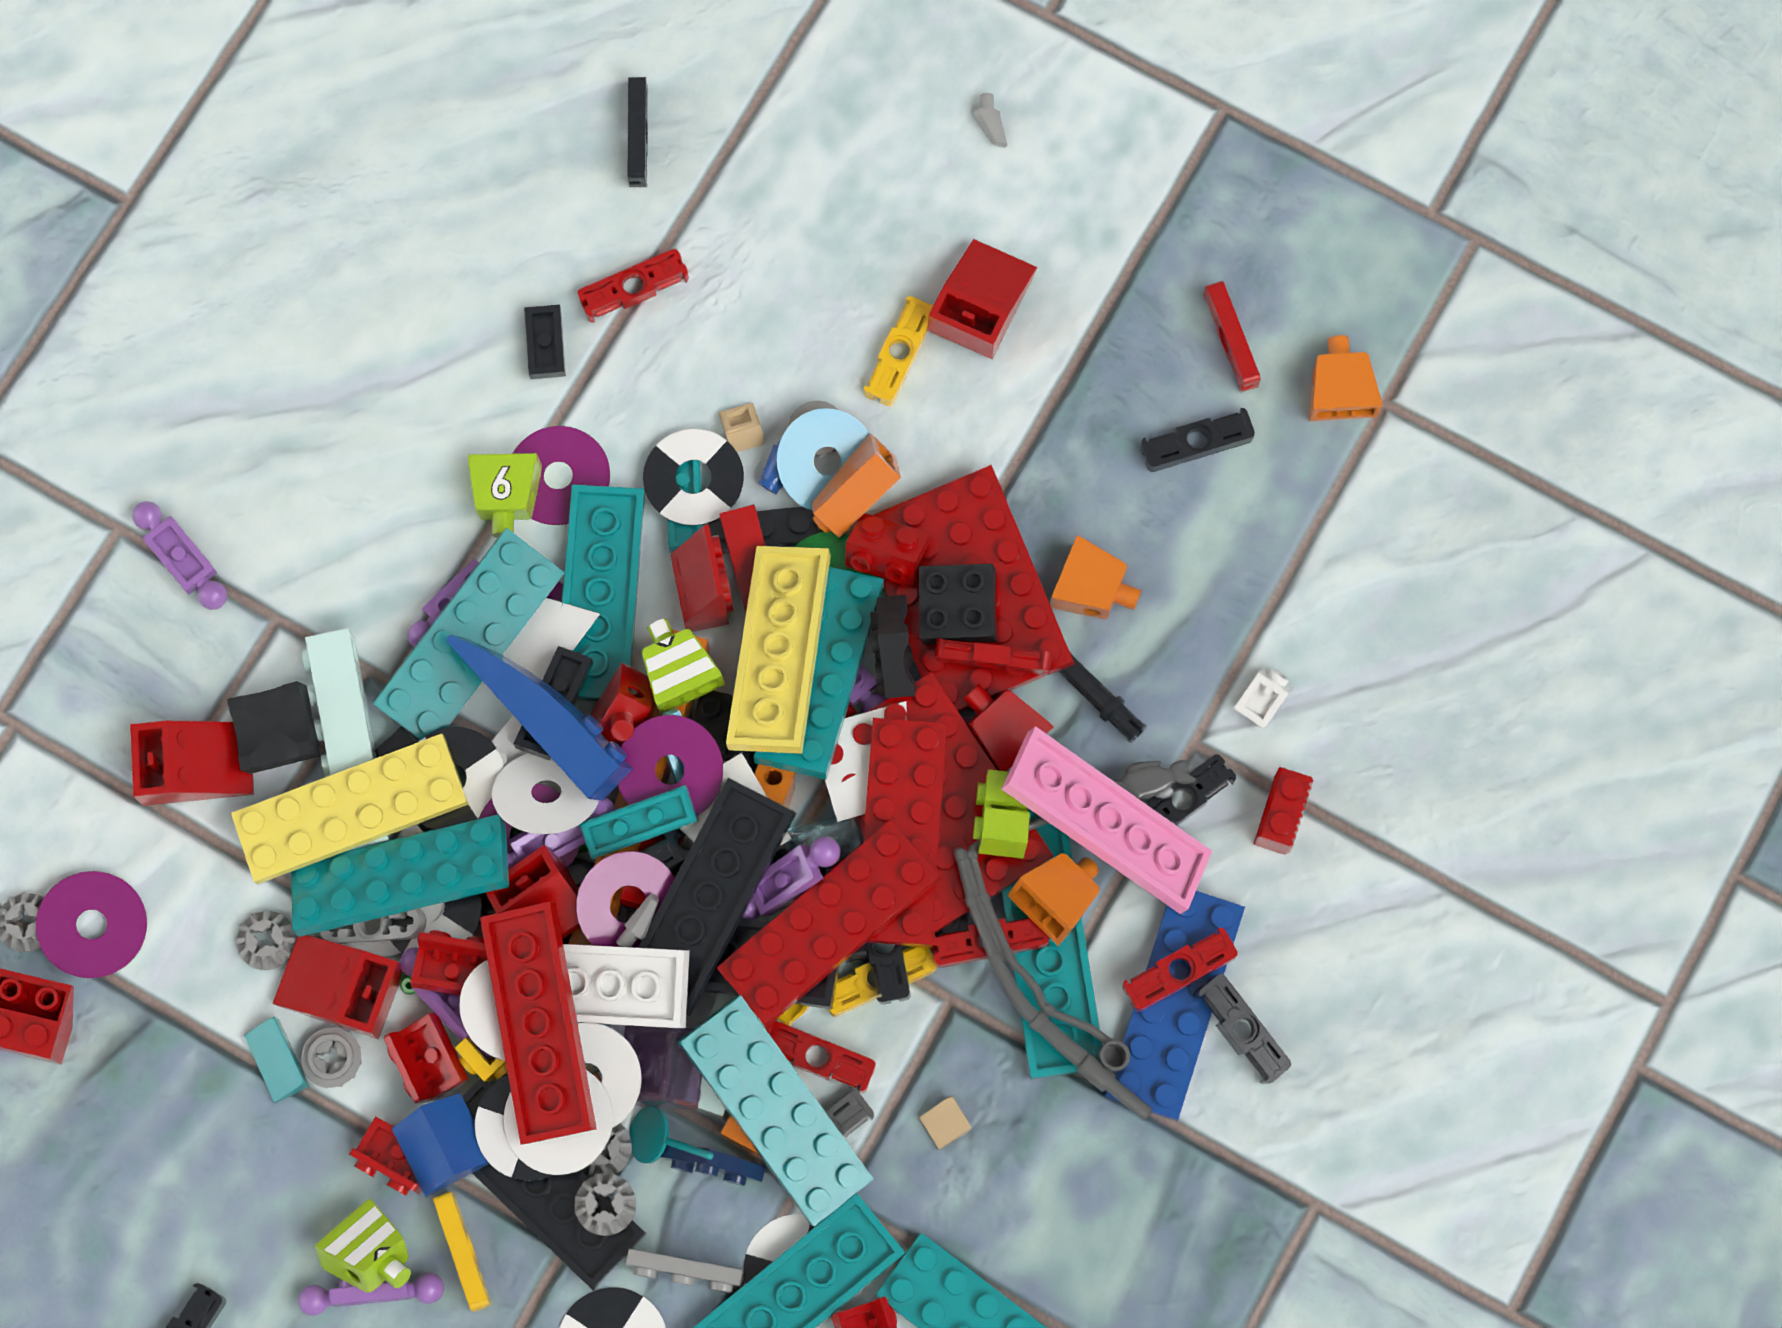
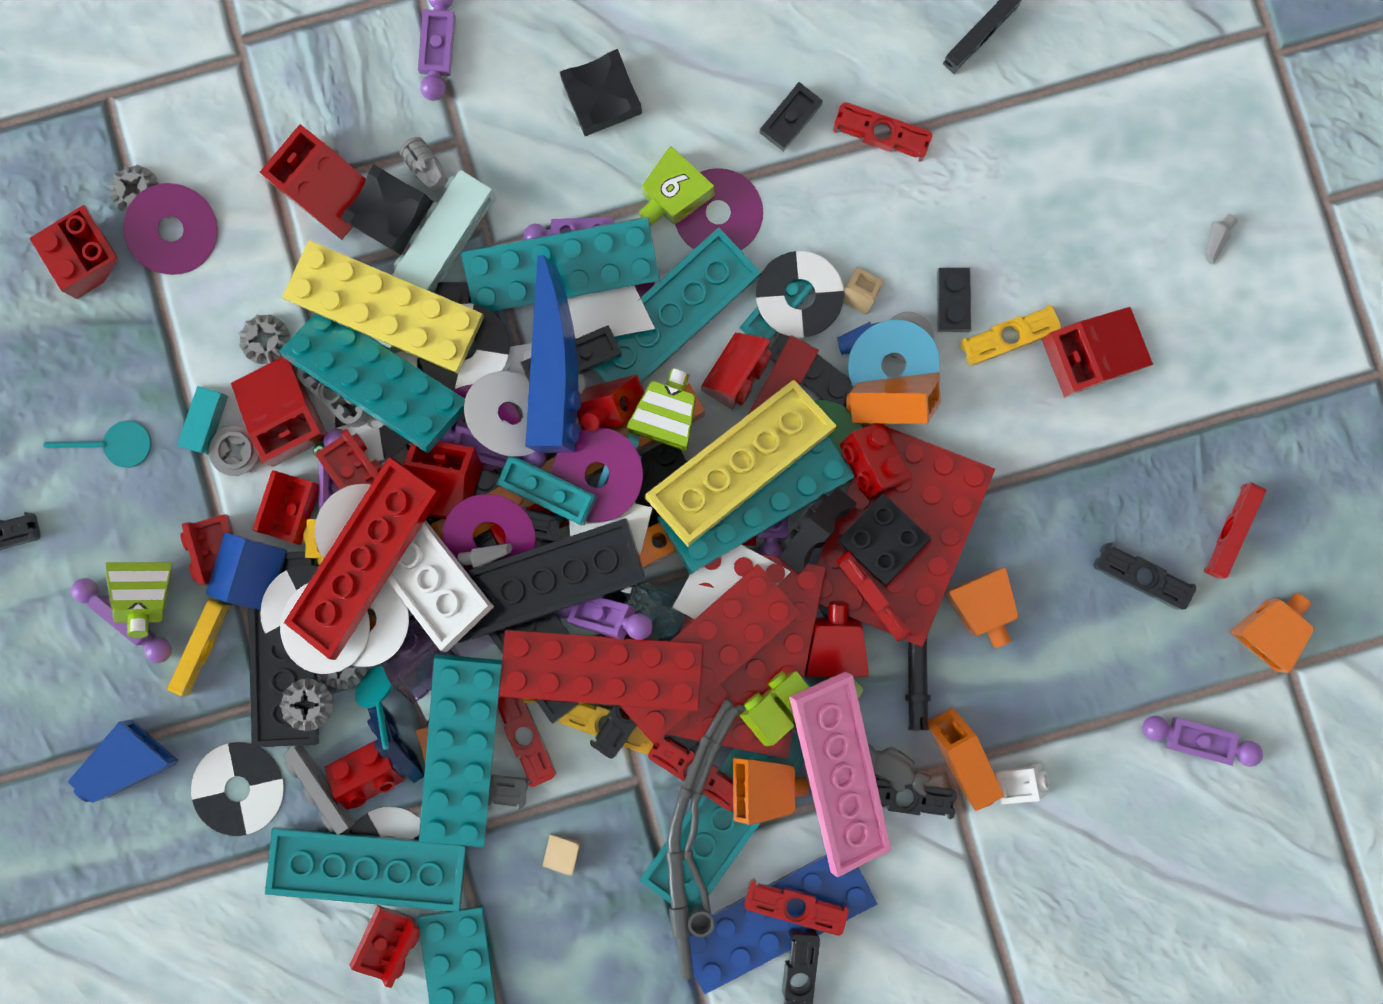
camera: 45 degrees right, 10 degrees up
(224, 1147) = (124, 444): none -> teal piece
(274, 663) = (423, 163): none -> light grey hinge
(364, 467) = (601, 93): none -> black brick
(711, 1220) = (361, 776): none -> red bracket
(825, 365) = (953, 300): none -> black plate
(1199, 719) = (965, 759): none -> orange slope
(1283, 811) = (961, 869): red brick -> none
(1372, 525) = (1202, 741): none -> medium lavender plate

